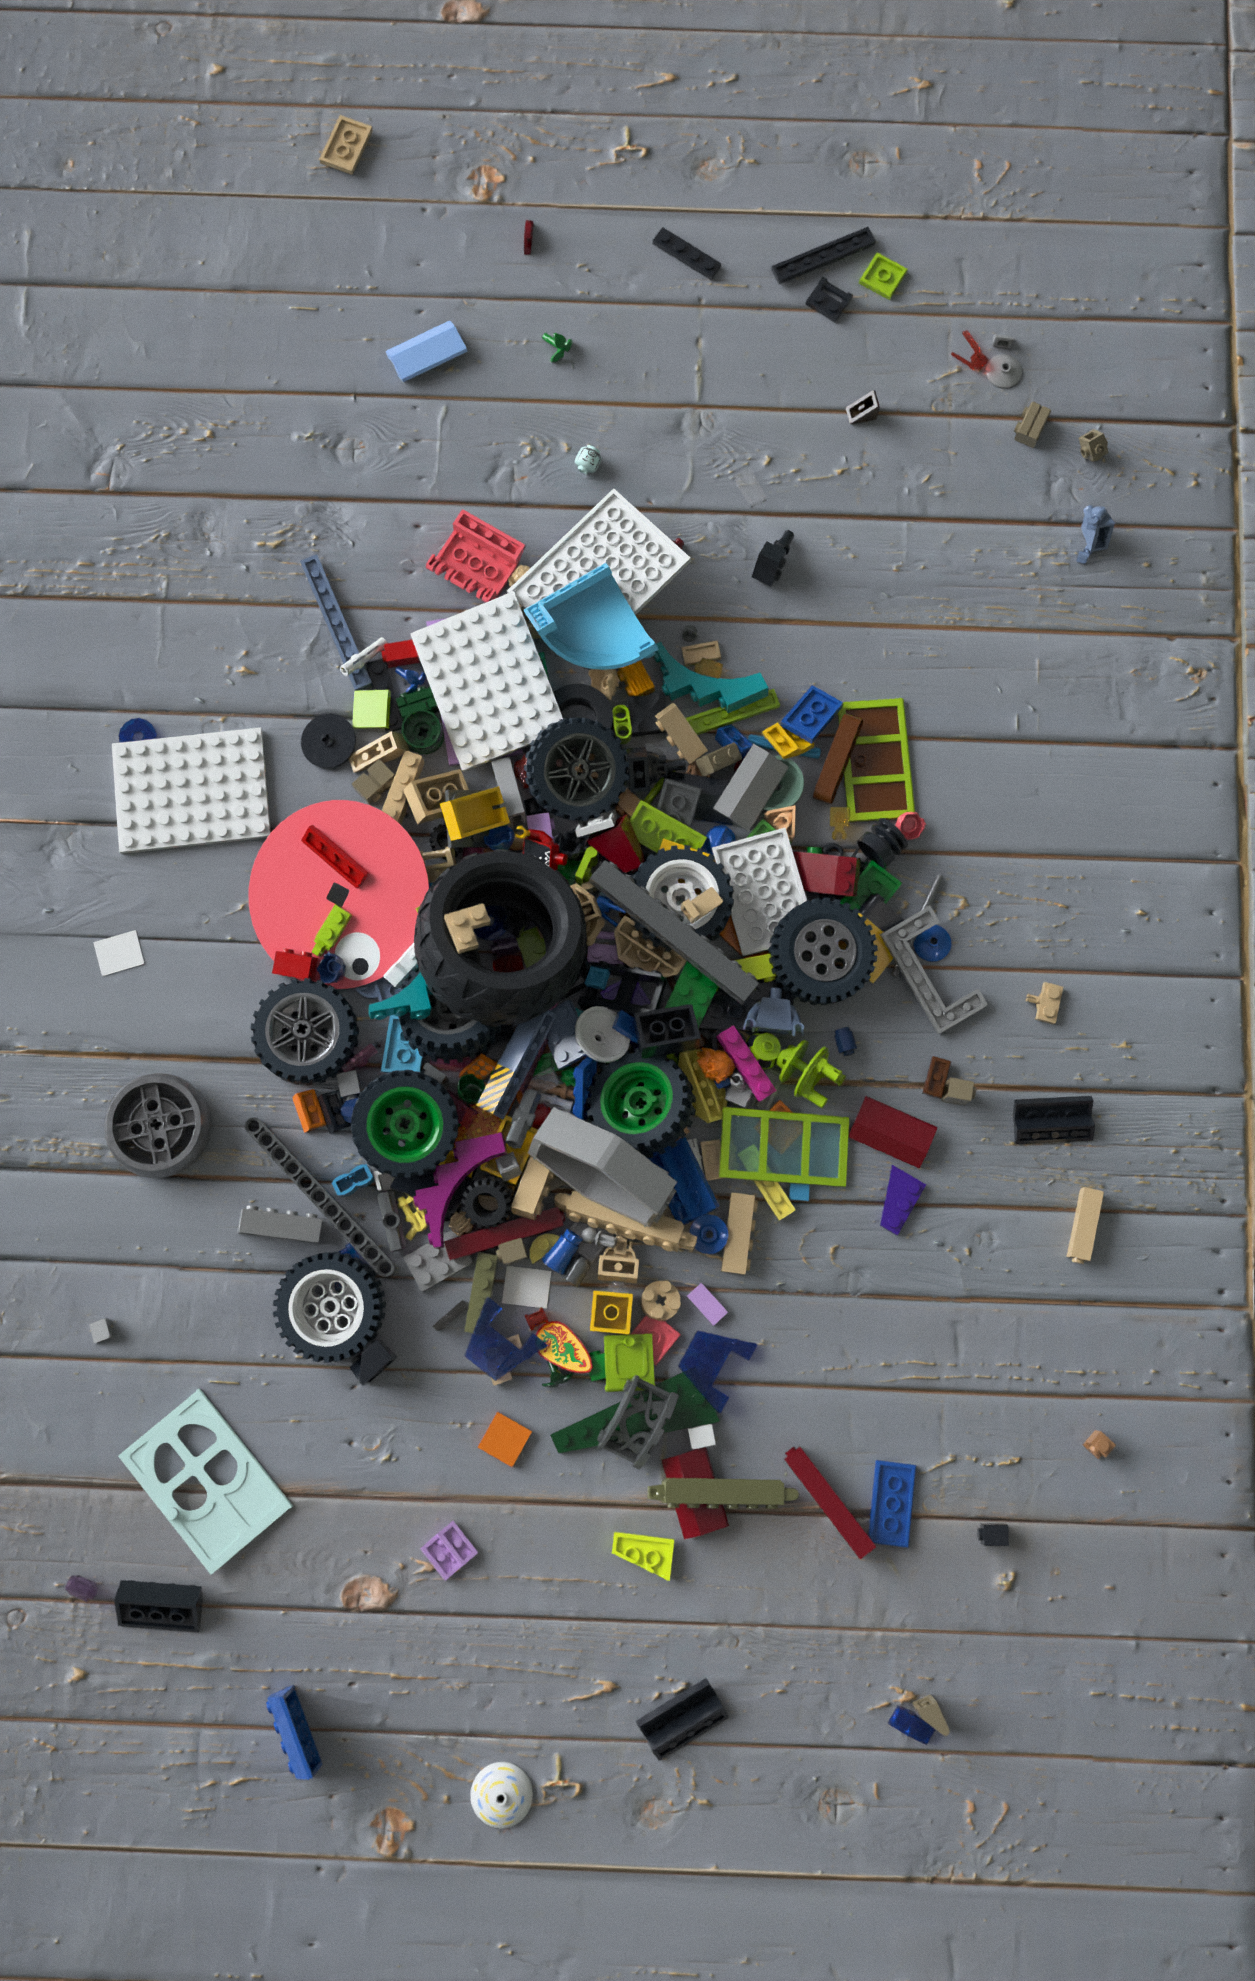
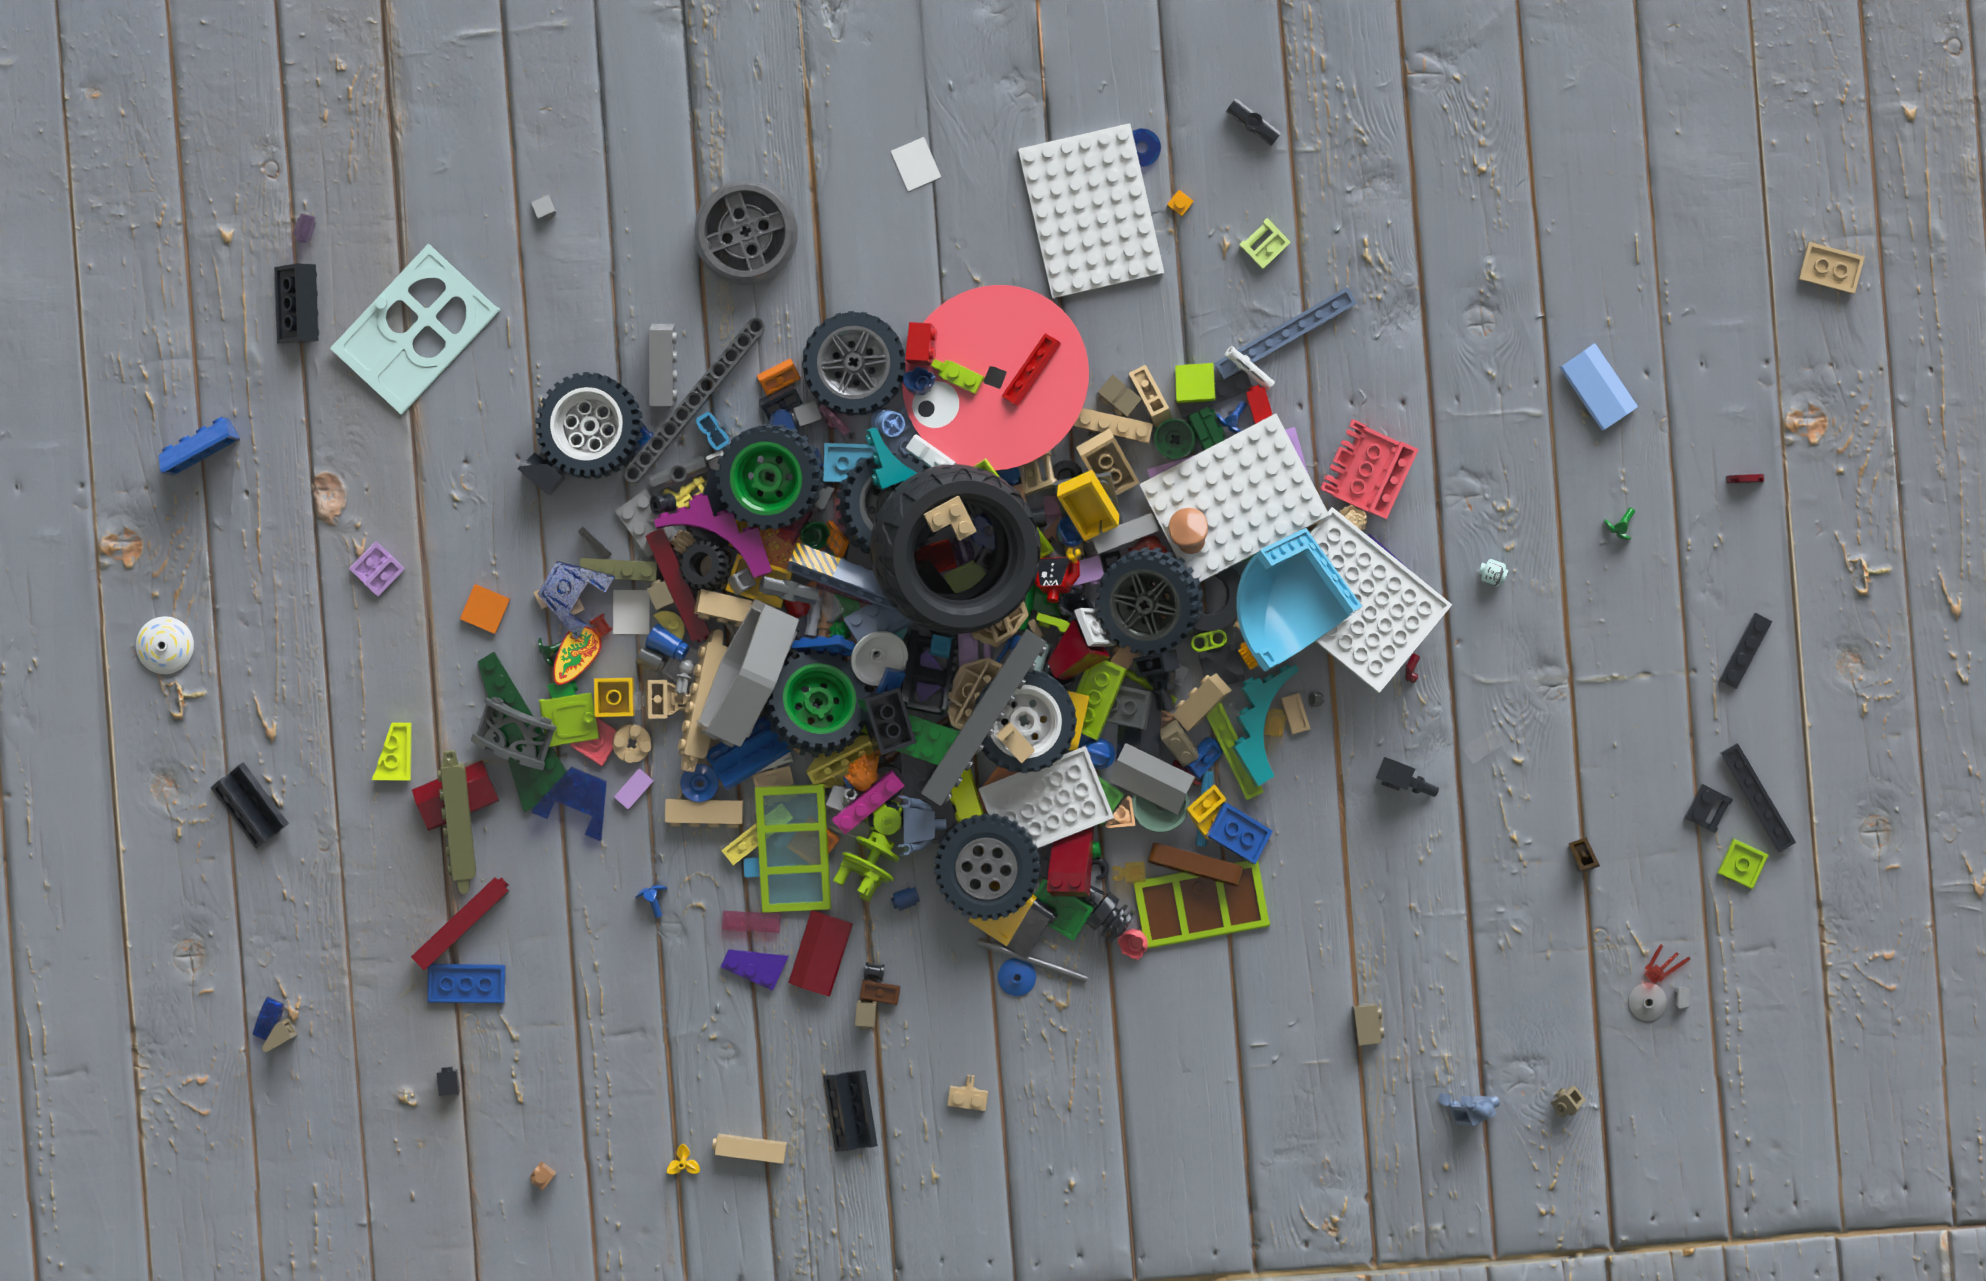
camera: 85 degrees right, 10 degrees up
(138, 621) = (1242, 114): none -> black piece
(196, 706) = (1180, 203): none -> light orange plate
(252, 627) = (1269, 248): none -> yellowish green plate
(338, 750) = (1147, 353): black piece -> none
(365, 998) = (888, 422): none -> light blue wheel
(419, 1240) = (661, 504): none -> black wheel
(511, 723) = (1188, 529): none -> nougat piece
(701, 1436) = (507, 796): white panel -> none
(819, 1297) = (650, 895): none -> blue plant
(854, 1198) = (751, 921): none -> clear pink plate
(915, 1080) = (874, 971): none -> black bush
(939, 1015) = (941, 990): light grey plate -> none
(1006, 618) = (1367, 1024): none -> dark tan brick
(1032, 424) = (1585, 1035): dark tan brick -> none
(1096, 1296) = (676, 1166): none -> yellow plant

